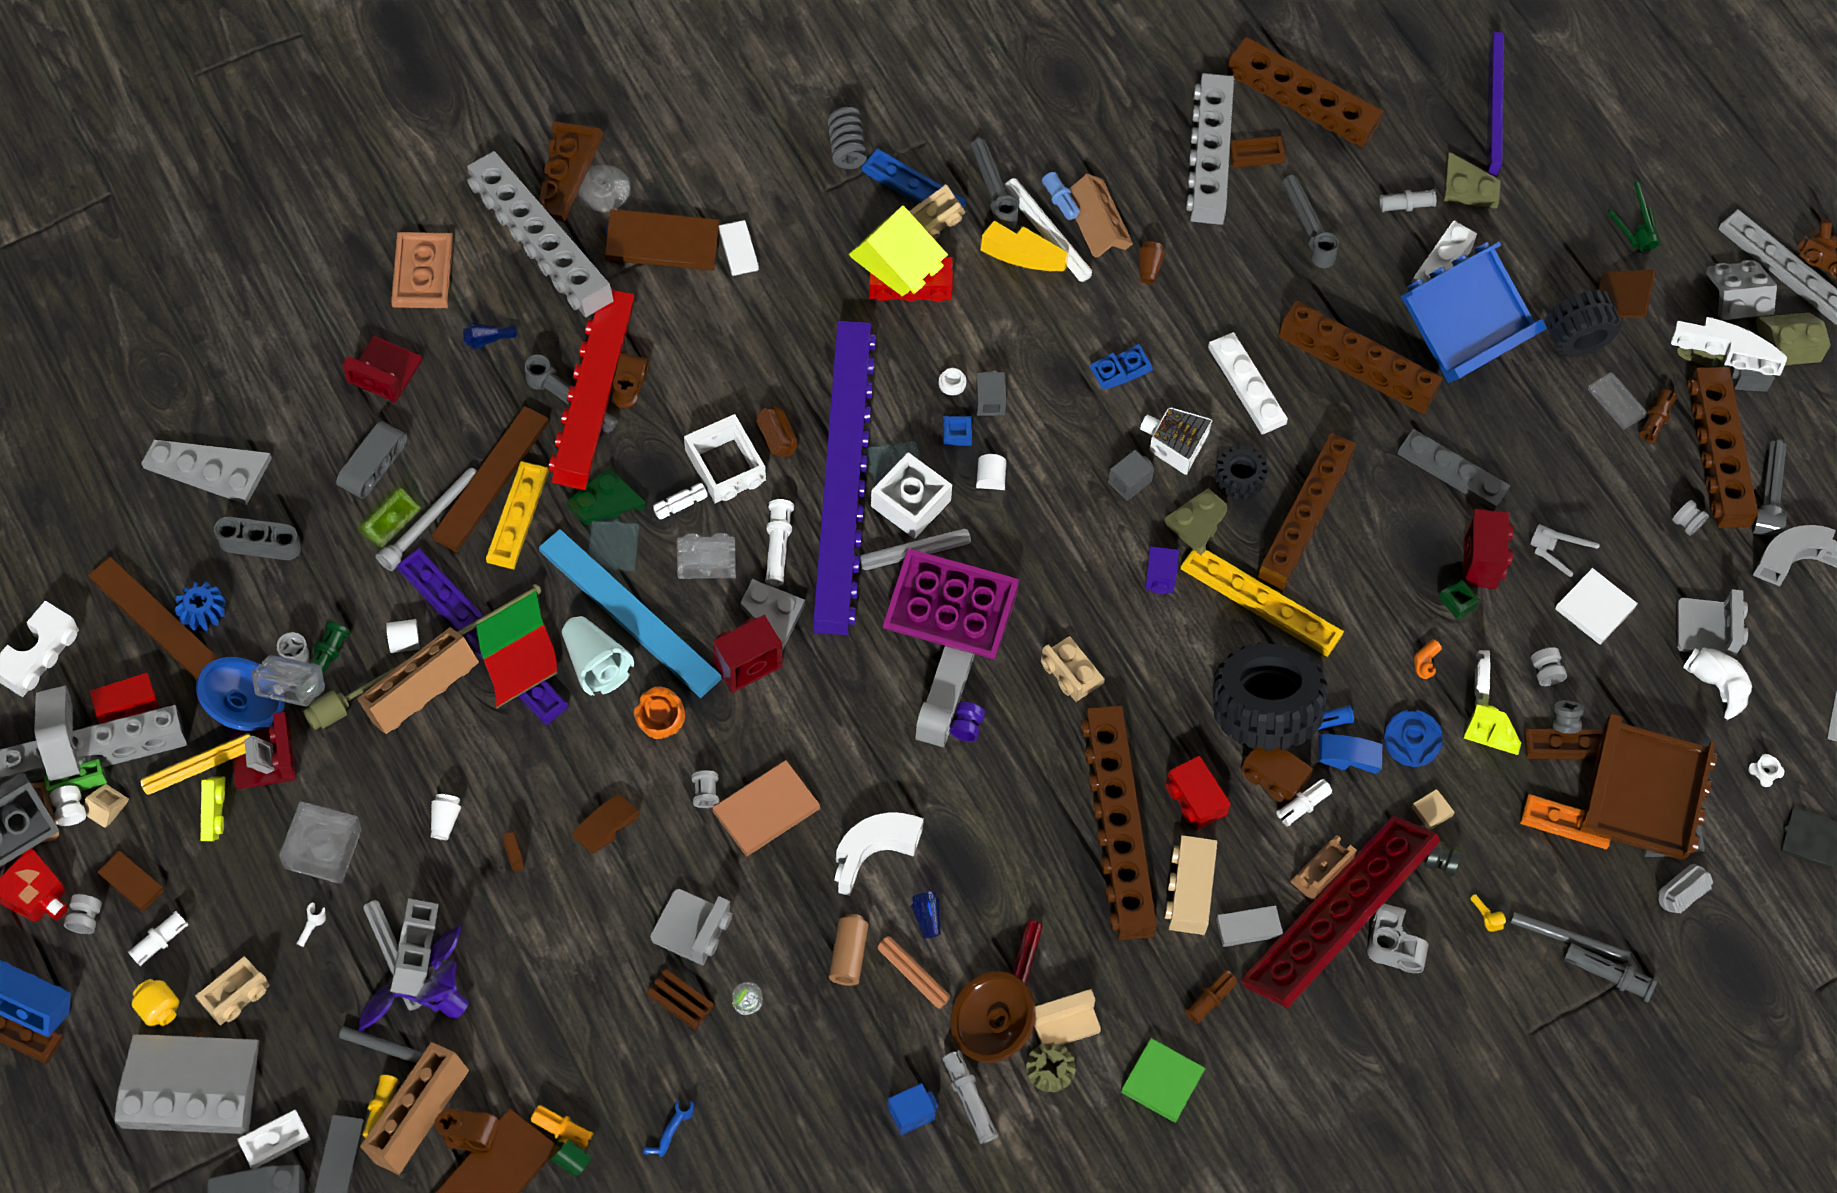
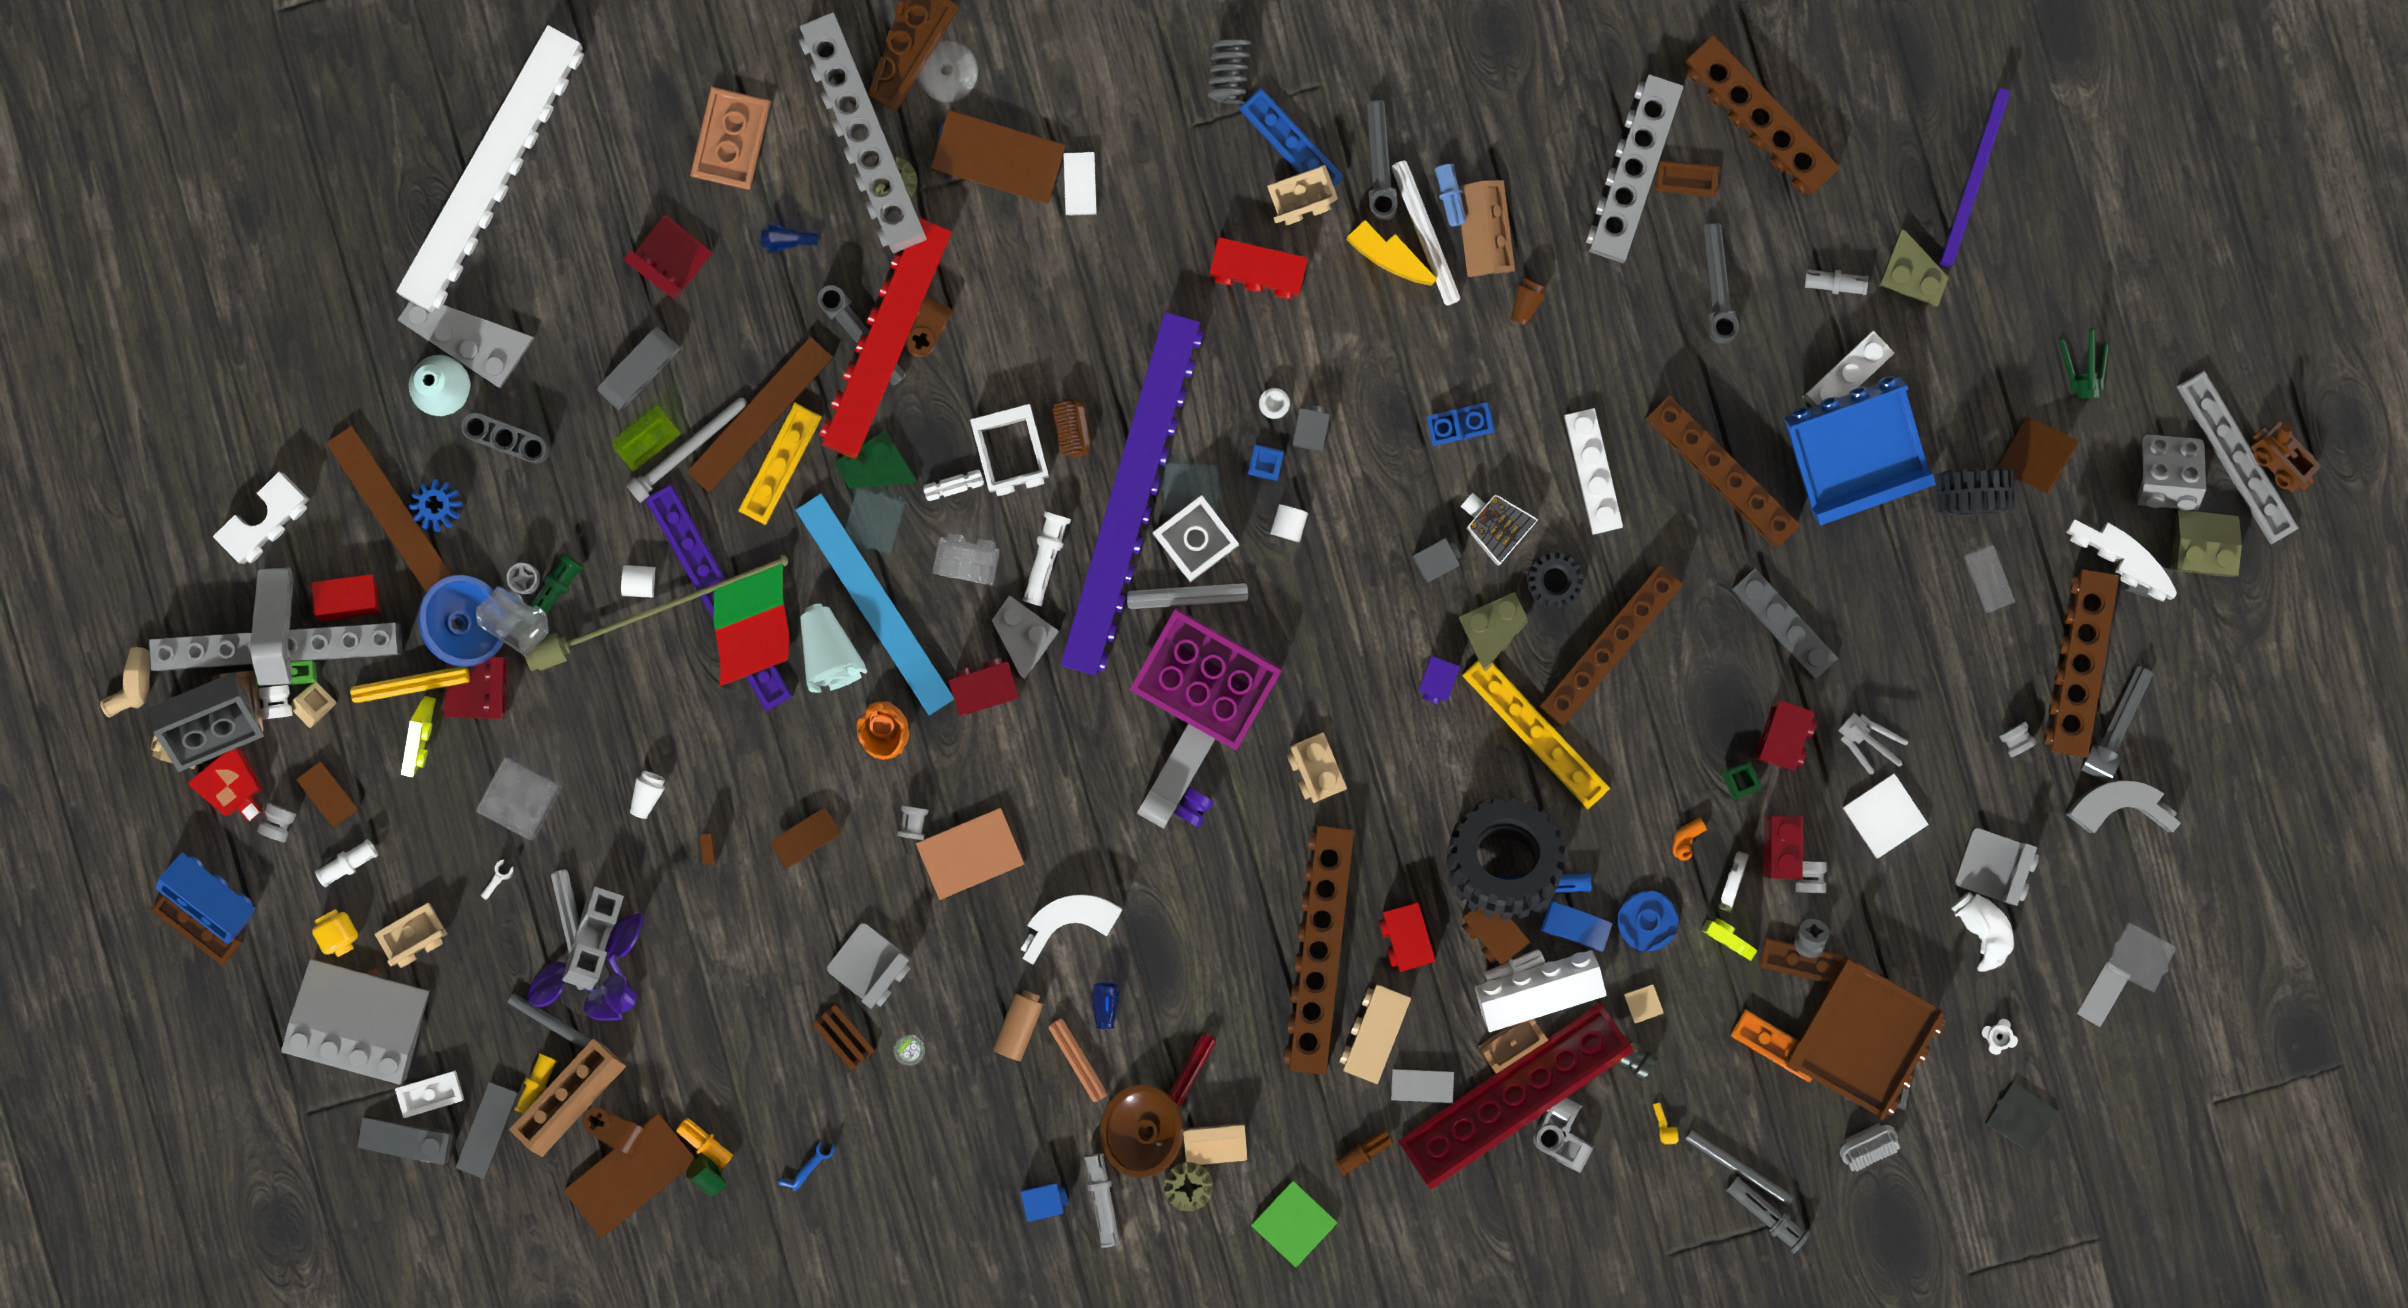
camera: 15 degrees right, 25 degrees up
(186, 505) = (448, 390): none -> light aqua cone
(208, 328) = (490, 169): none -> white brick
(259, 754) = (471, 693): light grey tile -> none
(418, 680) = (644, 643): medium nougat brick -> none
(900, 253) = (1247, 249): neon yellow slope -> none
(1335, 810) = (1540, 990): none -> white brick
(1517, 638) = (1783, 847): none -> dark red brick
(1658, 415) = (2026, 608): reddish brown pin -> none

